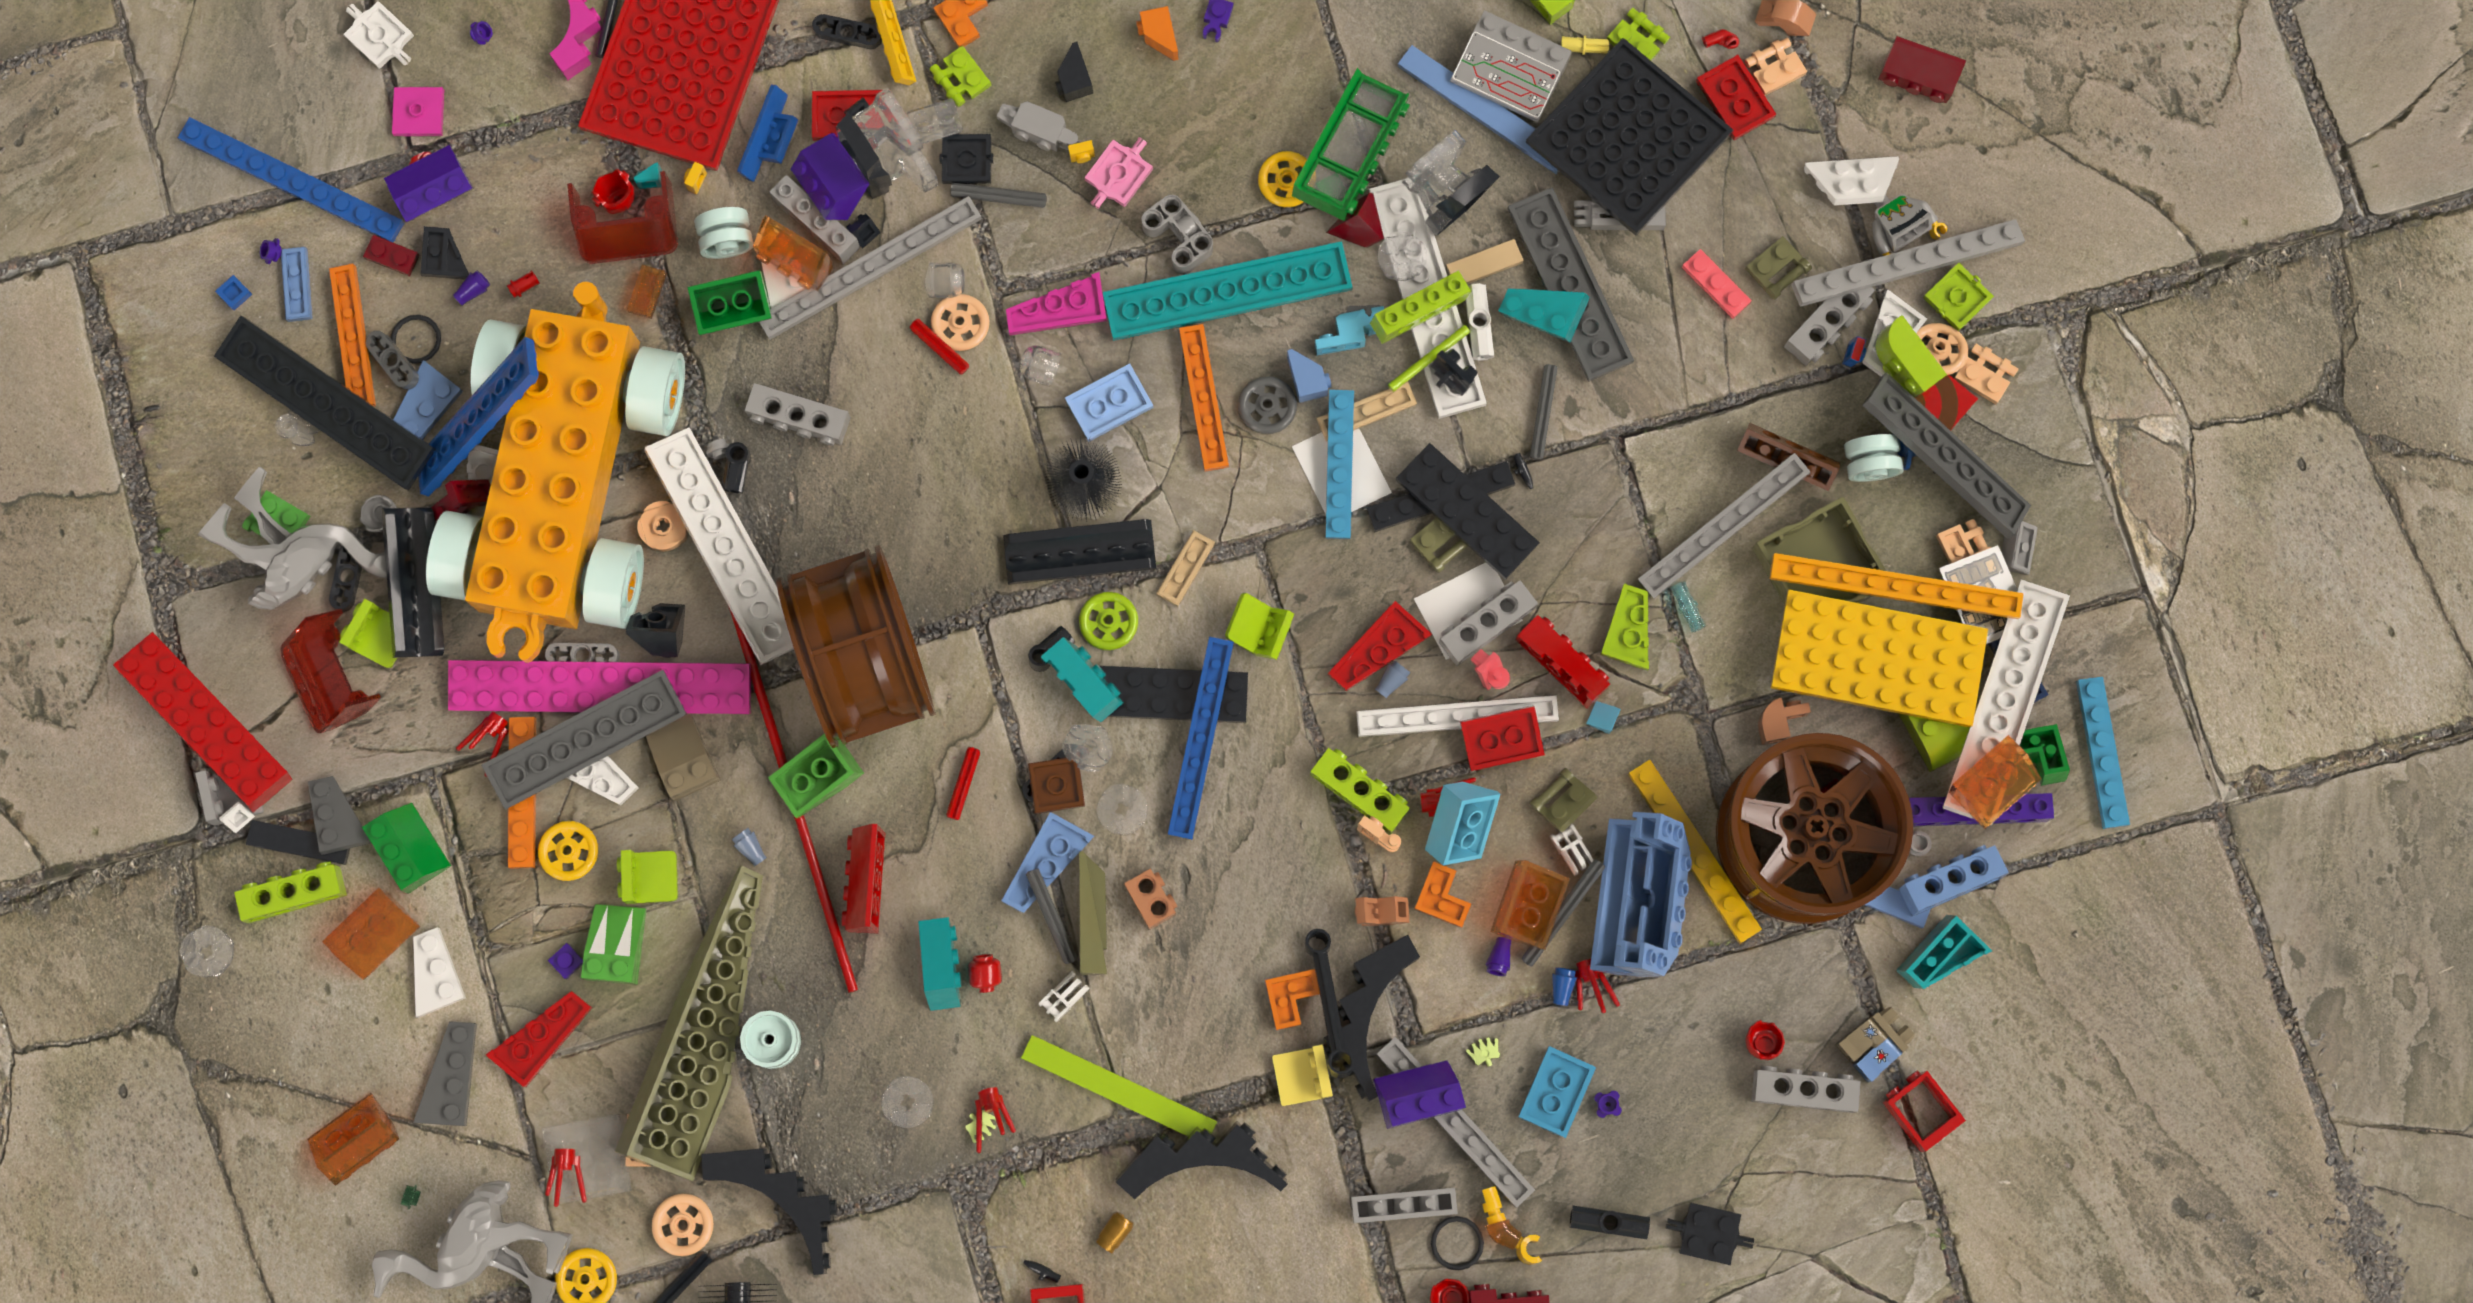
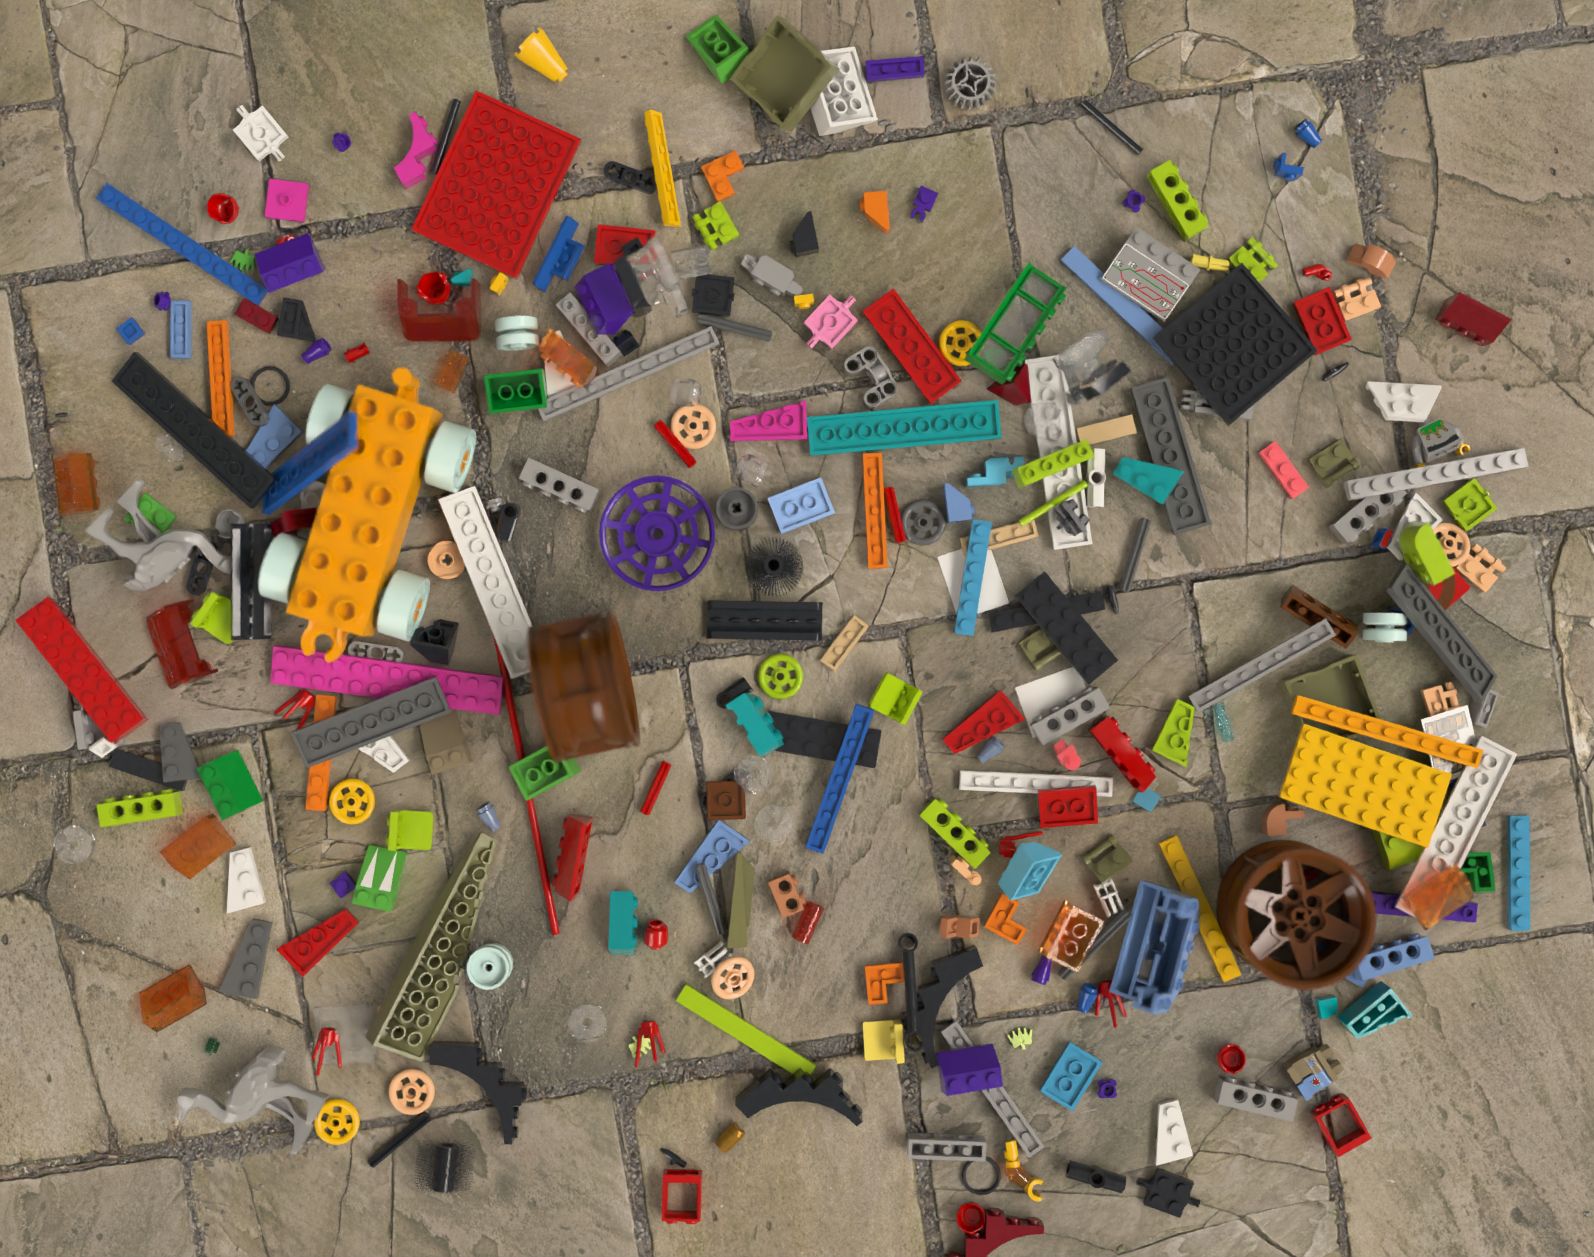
camera: 15 degrees right, 10 degrees up
(176, 489) = (76, 484): none -> clear orange slope
(338, 129) = (222, 208): none -> red hair
(369, 190) = (243, 260): none -> bright green piece
(923, 444) = (645, 528): none -> dark purple dish
(1023, 401) = (737, 497): none -> dark grey wheel
(1110, 1026) = (744, 984): none -> light nougat plate
(1183, 932) = (808, 922): none -> clear red pin
(1225, 191) = (911, 346): none -> red plate
(1229, 400) = (894, 515): none -> red axle
(1702, 1154) = (1172, 1137): none -> white wing
(1762, 156) = (1334, 371): none -> black helmet
(1880, 957) = (1326, 1006): none -> teal slope

